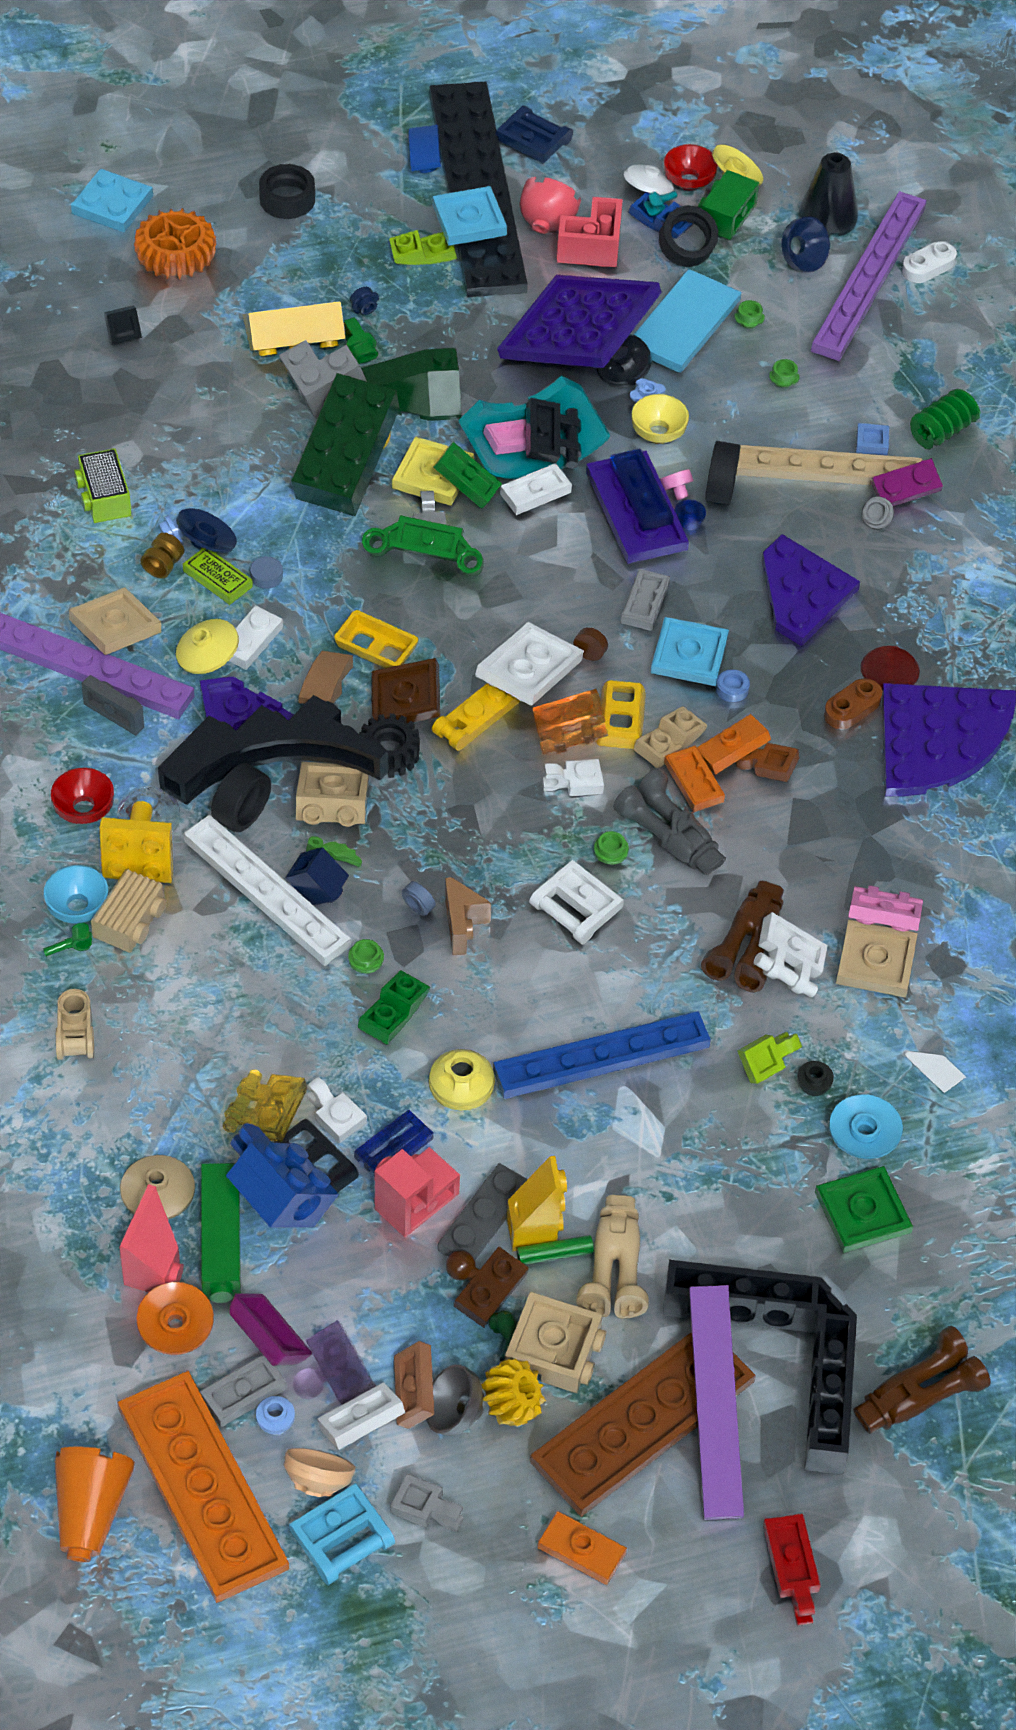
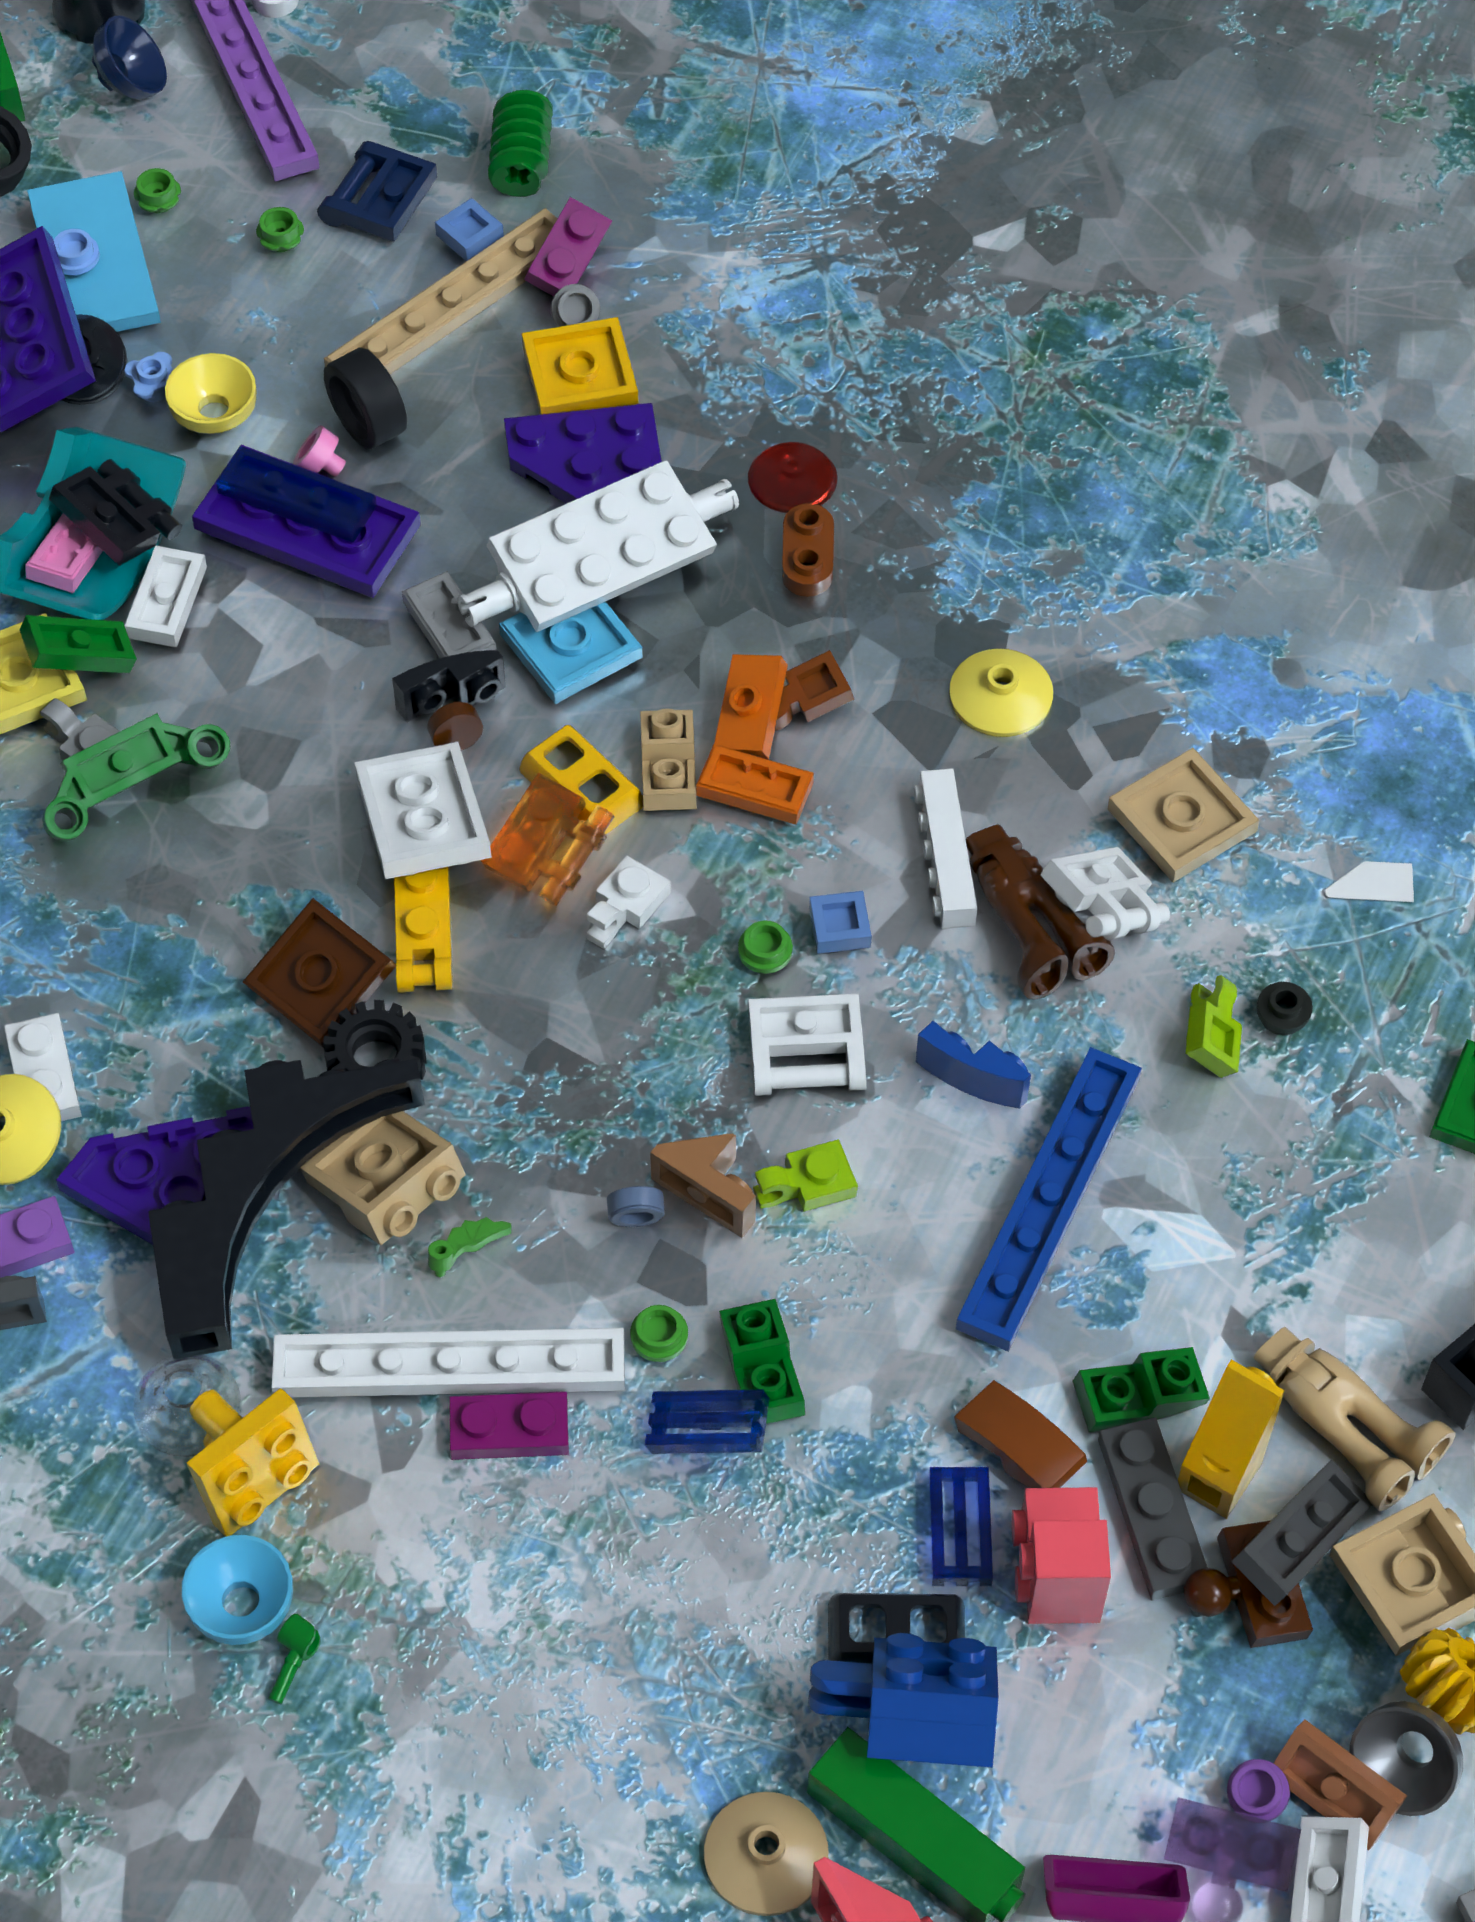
camera: 45 degrees left, 5 degrees up
(75, 1030) = (448, 1766): tan piece -> none
(79, 786) = (85, 1435): red piece -> none
(128, 911) = (323, 1547): tan brick -> none
(241, 797) = (295, 1278): black tyre -> none
(261, 936) = (509, 1425): none -> magenta plate
(275, 1104) = (789, 1614): clear yellow plate -> none
(317, 876) = (499, 1289): dark blue brick -> none
(326, 676) = (203, 1040): medium nougat slope -> none
(336, 1115) = (860, 1552): white plate -> none
(358, 1018) = (691, 1410): none -> clear blue tile
(380, 1356) = (1258, 1789): none -> medium lavender plate
(383, 635) = (200, 928): yellow piece -> none
(460, 1133) = (1023, 1438): none -> dark orange slope
(461, 1091) = (929, 1396): light yellow piece -> none
(503, 1323) = (1347, 1611): dark green arm -> none
(509, 957) = (813, 1175): none -> lime plate
(525, 1274) = (1302, 1532): none -> dark grey plate
(527, 1156) = (1151, 1387): none -> green slope
(555, 1250) = (1274, 1470): green piece -> none
(622, 627) = (462, 677): none -> black slope
(636, 974) = (986, 1074): none -> blue slope
(656, 866) = (840, 922): none -> medium blue plate
(671, 309) = (76, 251): none -> light blue plate
(685, 837) = (820, 859): dark grey piece -> none
(690, 513) = (384, 474): clear blue plate -> none
(732, 685) = (661, 640): medium blue tile -> none
(735, 889) = (946, 849): none -> white piece
(747, 618) = (598, 547): none -> white plate
(846, 539) = (580, 367): none -> yellow plate
(852, 392) = (389, 197): none -> dark blue plate
(862, 848) = (996, 707): none -> light yellow dish
(870, 1115) = (1406, 994): medium azure dish -> none
(886, 908) = (1132, 748): bright pink plate -> none
(940, 734) = (934, 506): dark purple plate -> none

